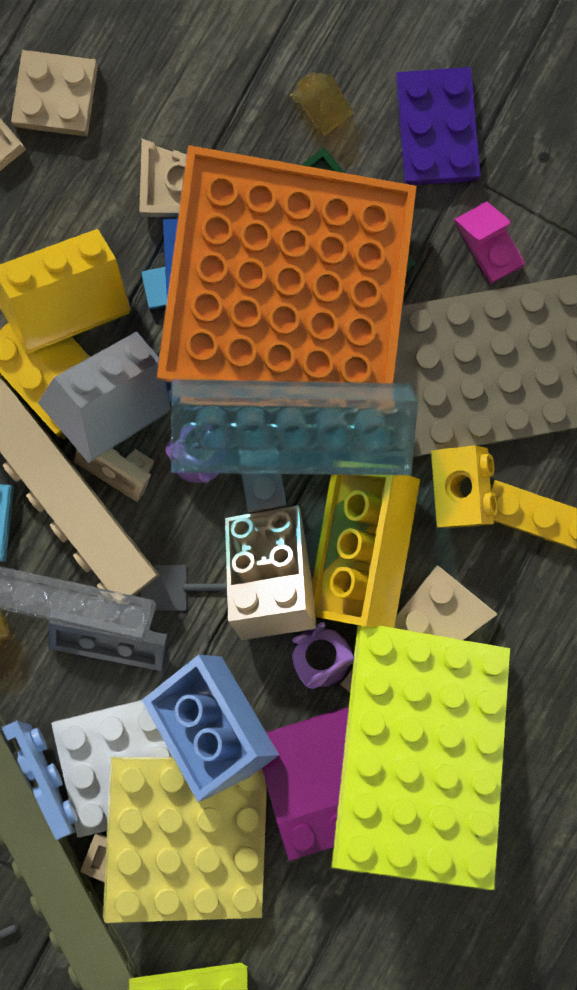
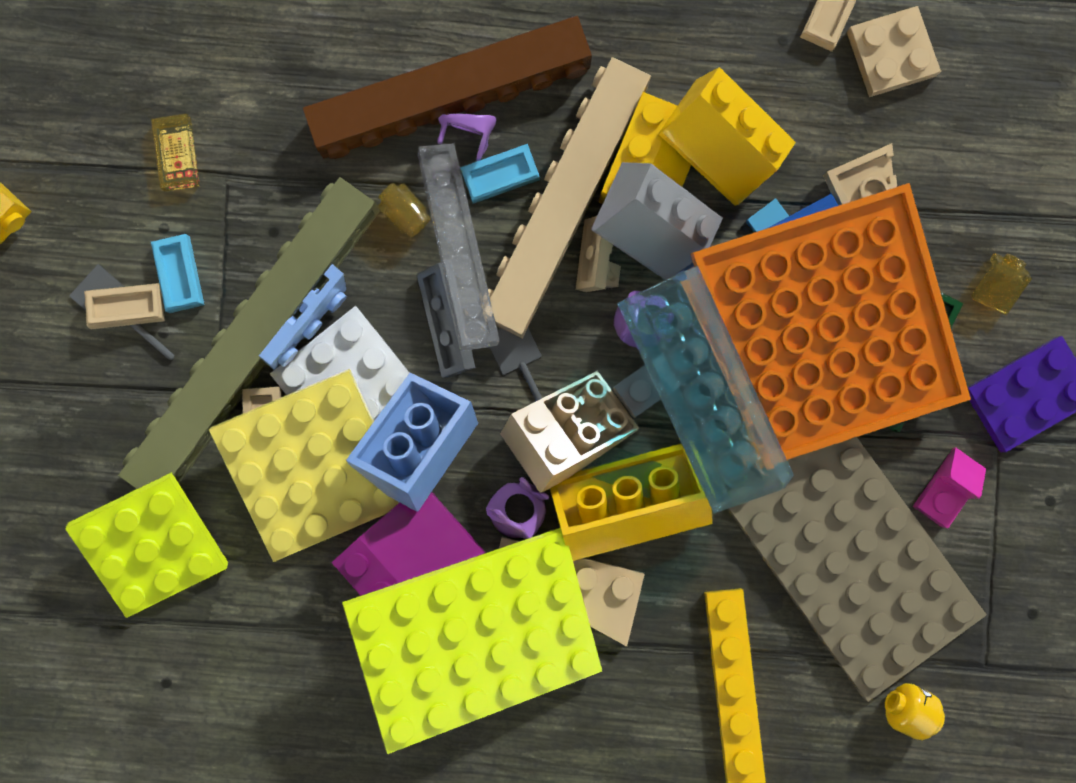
camera: 65 degrees right, 0 degrees up
(449, 470) = (734, 546): yellow brick -> none

